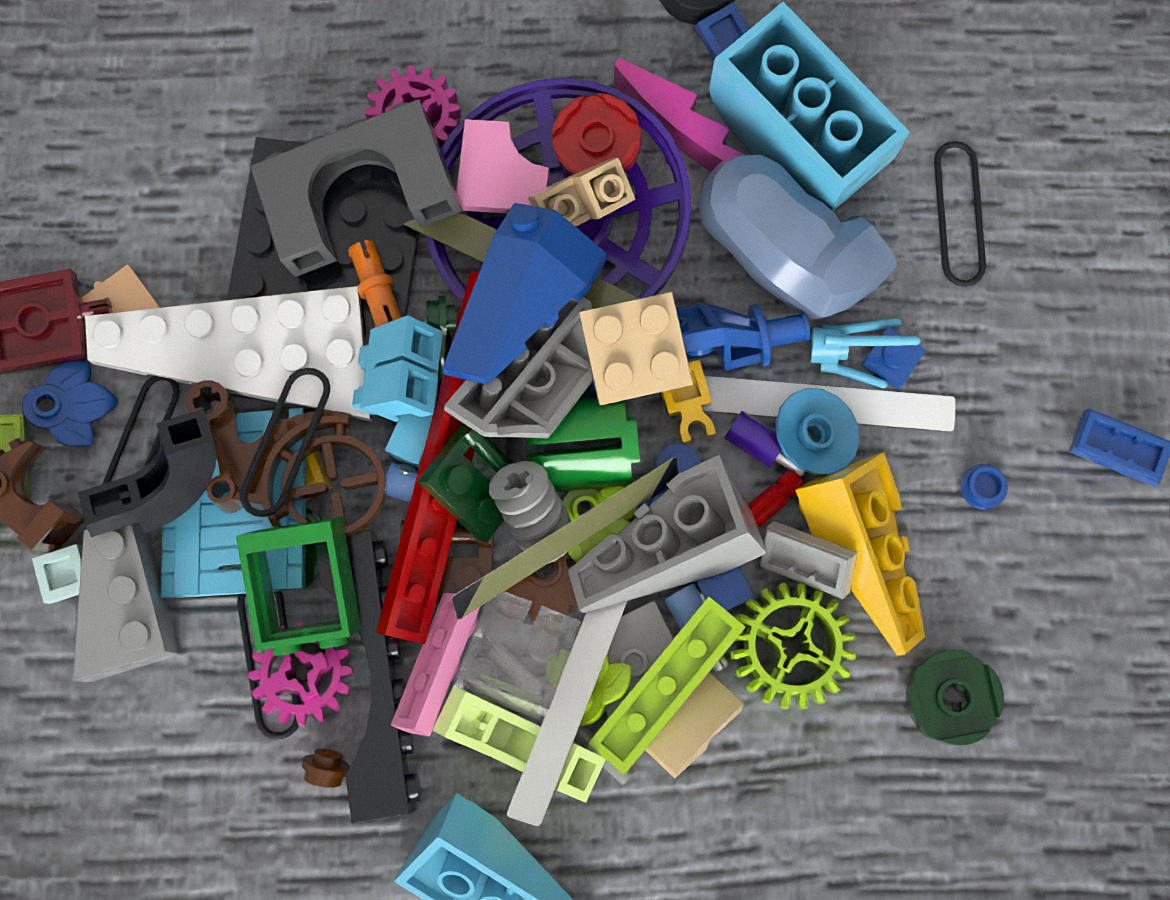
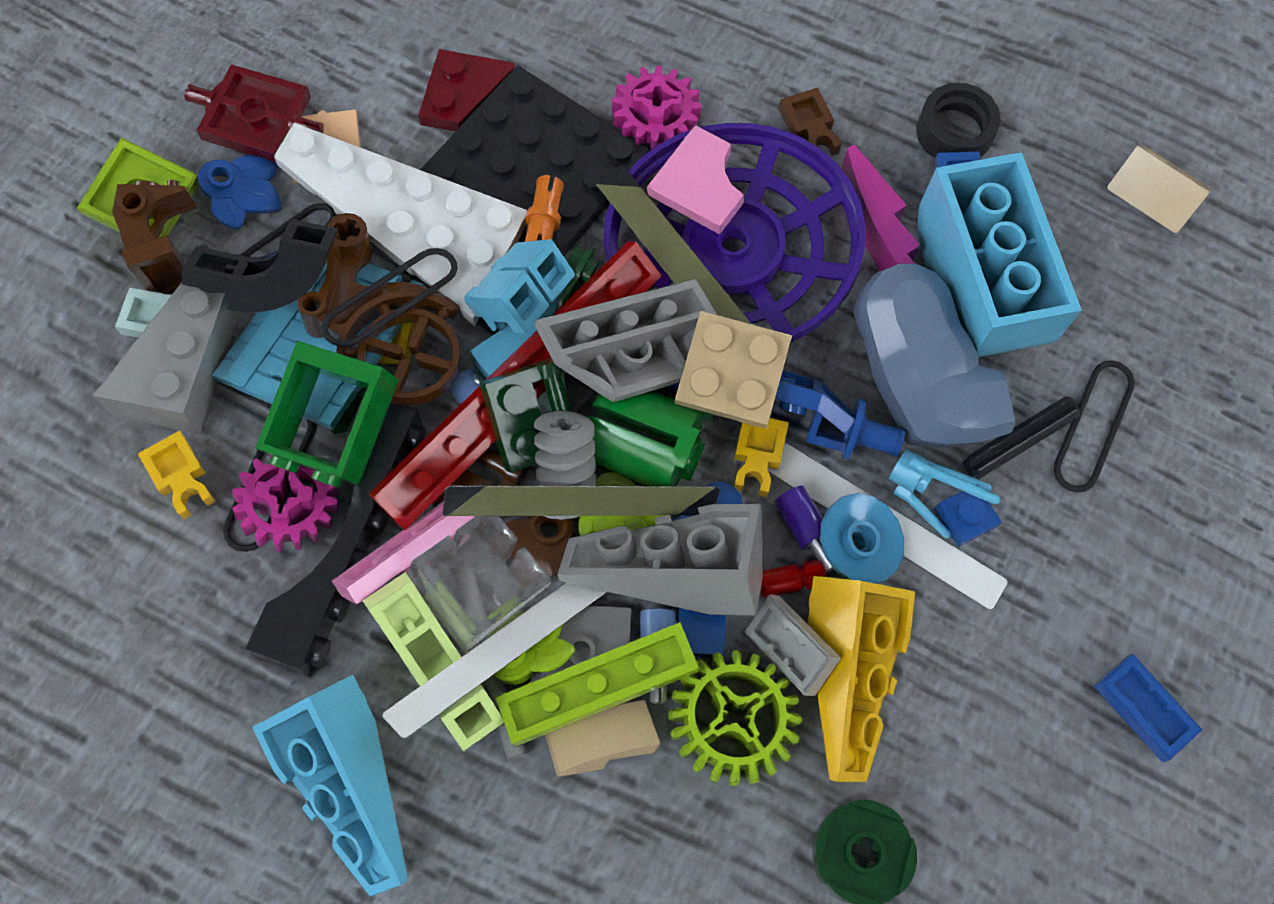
camera: 25 degrees right, 10 degrees down
(183, 699) = (174, 469): none -> yellow plate
(214, 188) = (459, 87): none -> dark red wing
(297, 180) = (529, 104): dark grey arch -> none
(325, 768) = (254, 591): reddish brown plate -> none
(525, 280) = (669, 260): blue wedge -> none
(560, 48) = (810, 119): none -> reddish brown plate
(587, 193) = (758, 230): tan slope -> none
(596, 131) = (798, 193): red tile -> none
(907, 257) = (1021, 438): none -> black axle
(984, 486) = (994, 673): blue plate -> none

